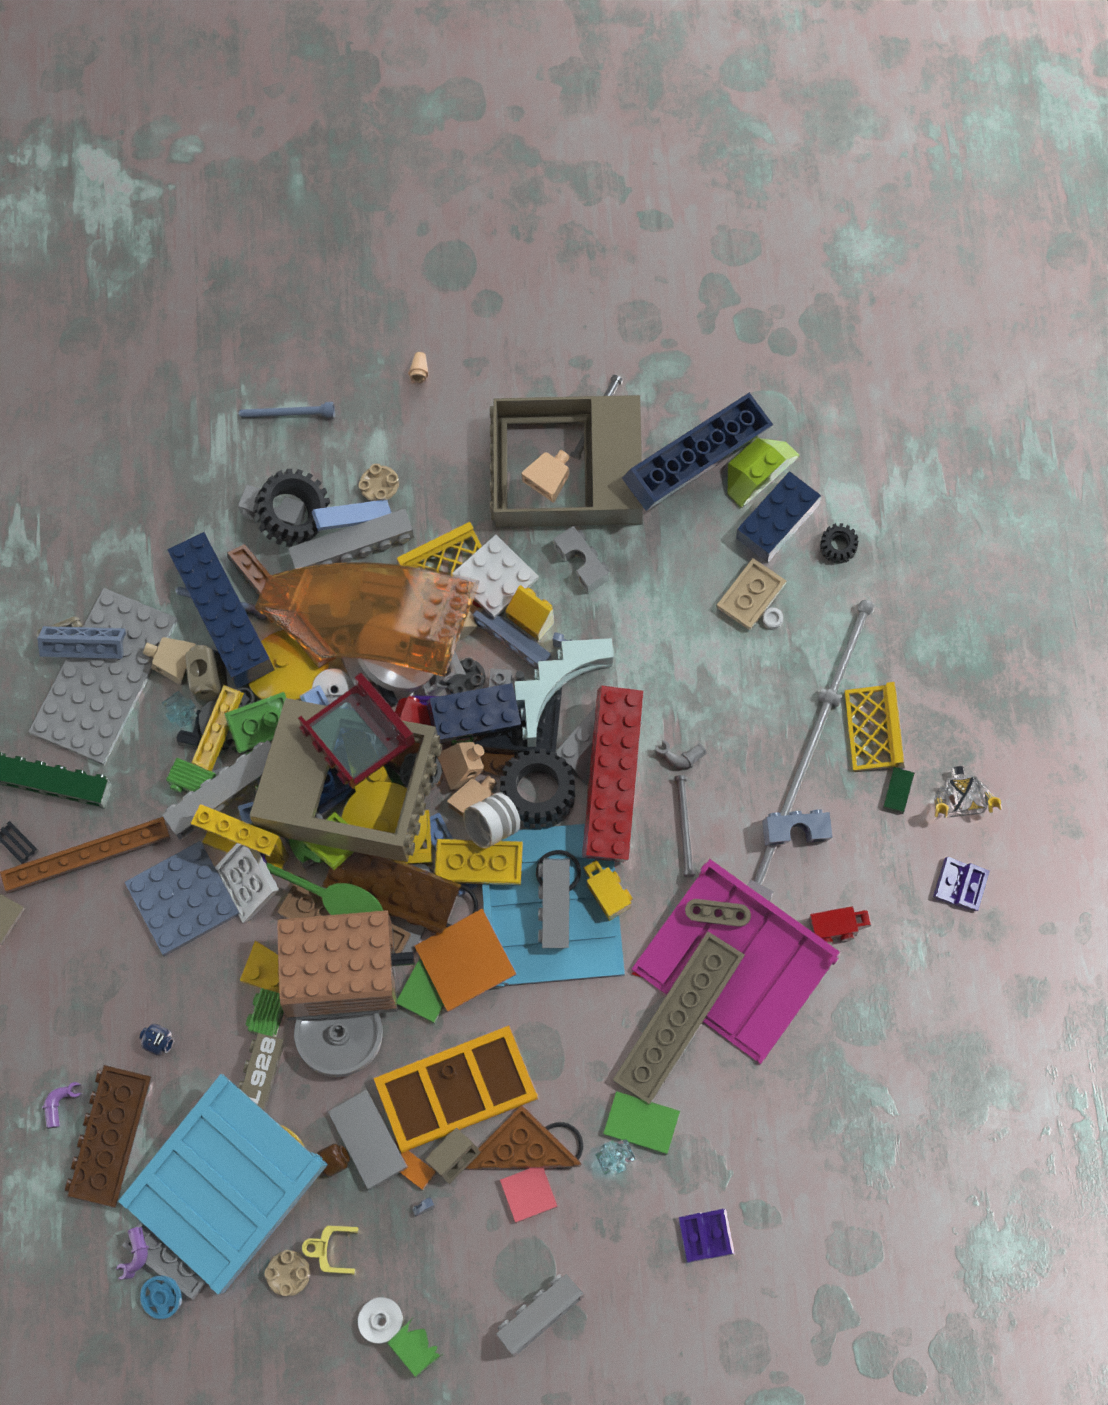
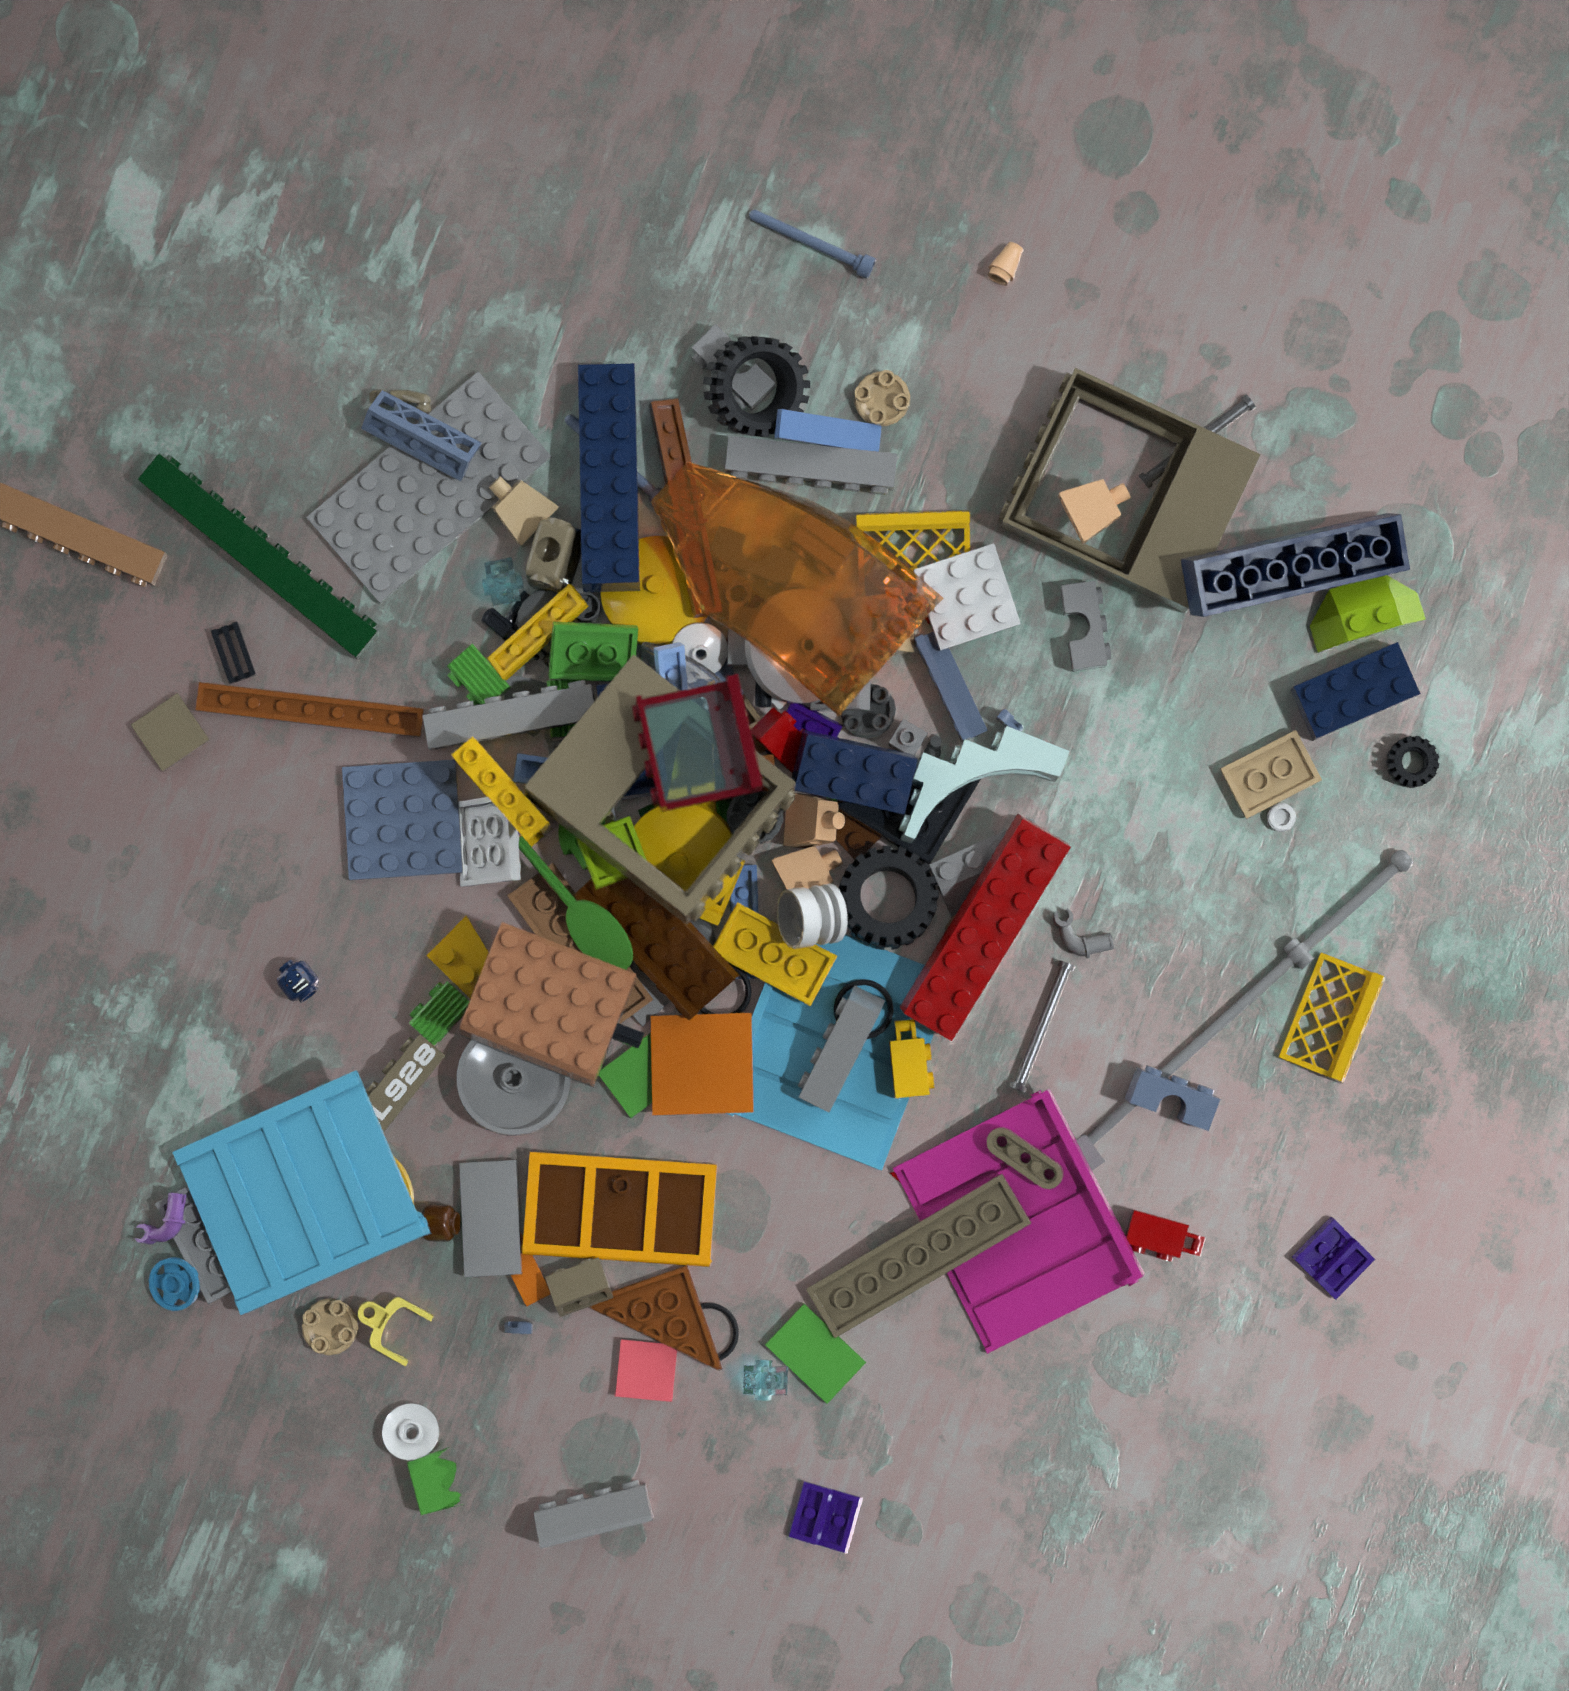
camera: 20 degrees right, 15 degrees up
(52, 1103) = (144, 996): medium lavender piece -> none
(108, 1136) = (192, 1067): reddish brown bracket -> none
(530, 612) = (986, 669): yellow slope -> none
(898, 790) = (1320, 1108): dark green tile -> none
(964, 796) = (1392, 1155): clear torso -> none

